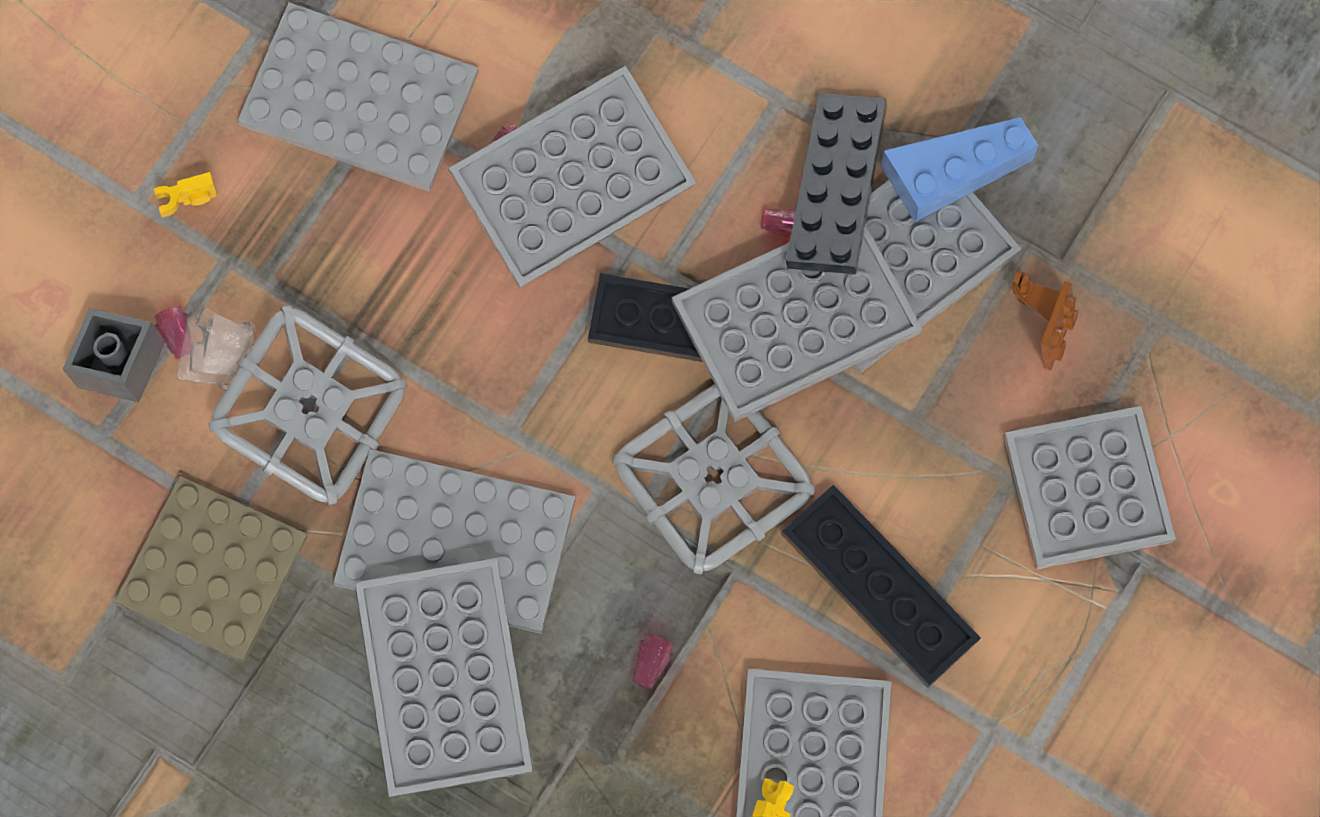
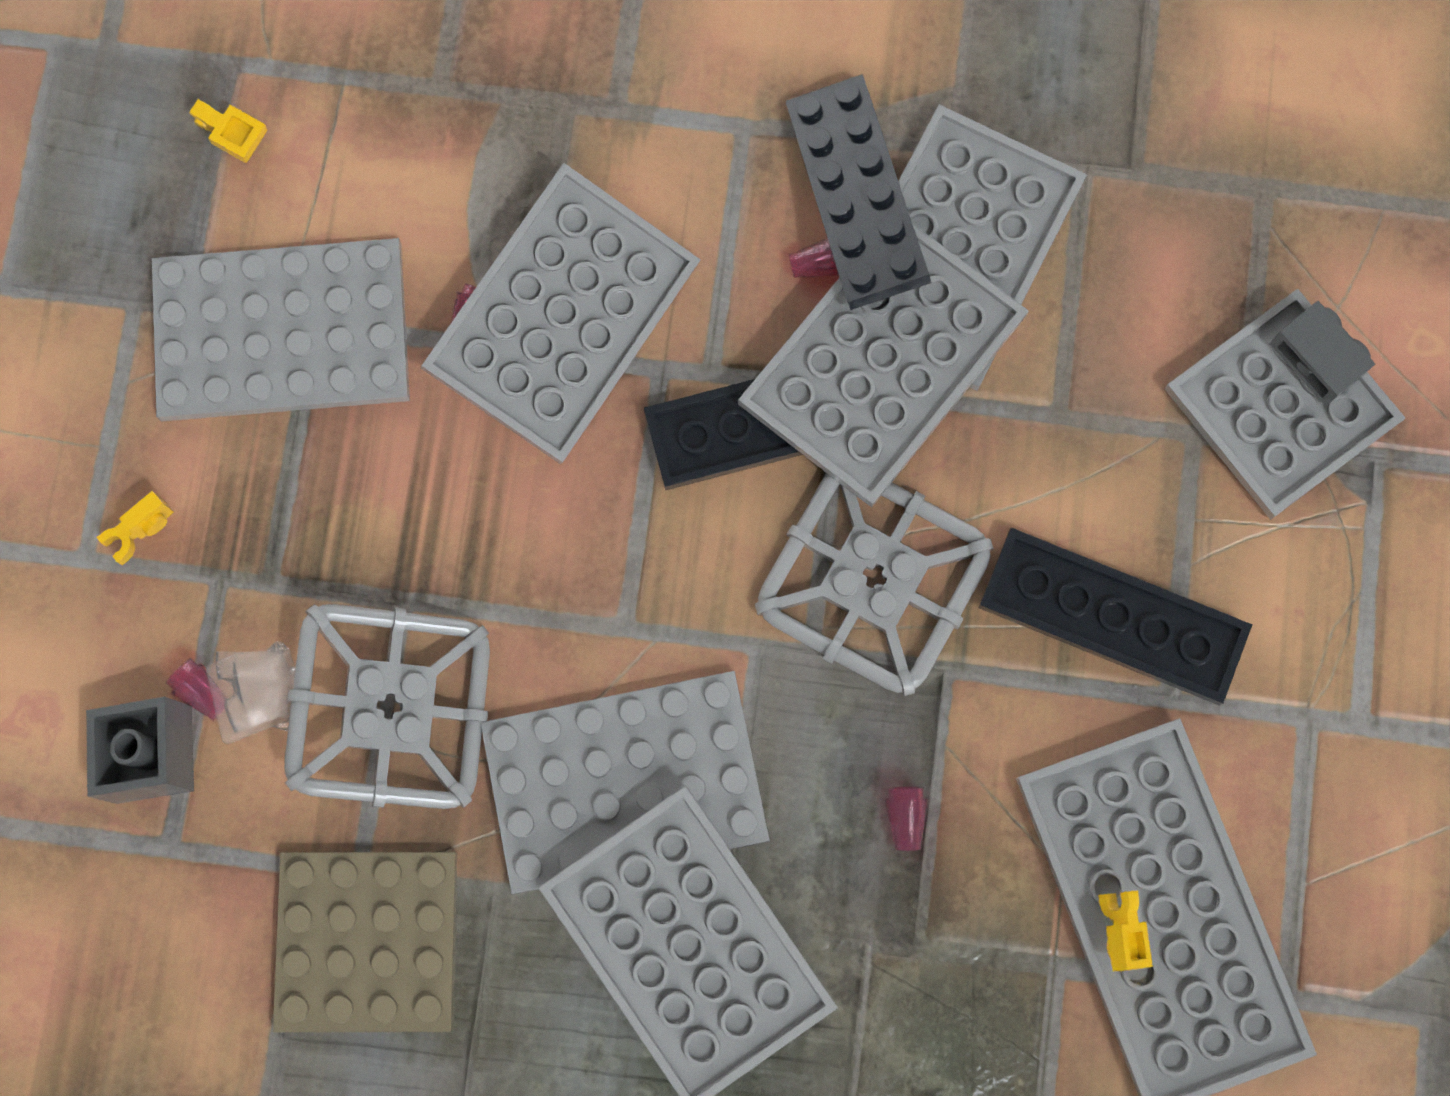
camera: 20 degrees left, 5 degrees up
(954, 165) = (972, 117): medium blue wedge -> none
(1054, 306) = (1154, 221): dark orange plate -> none
(1132, 459) = (1322, 352): none -> dark grey brick

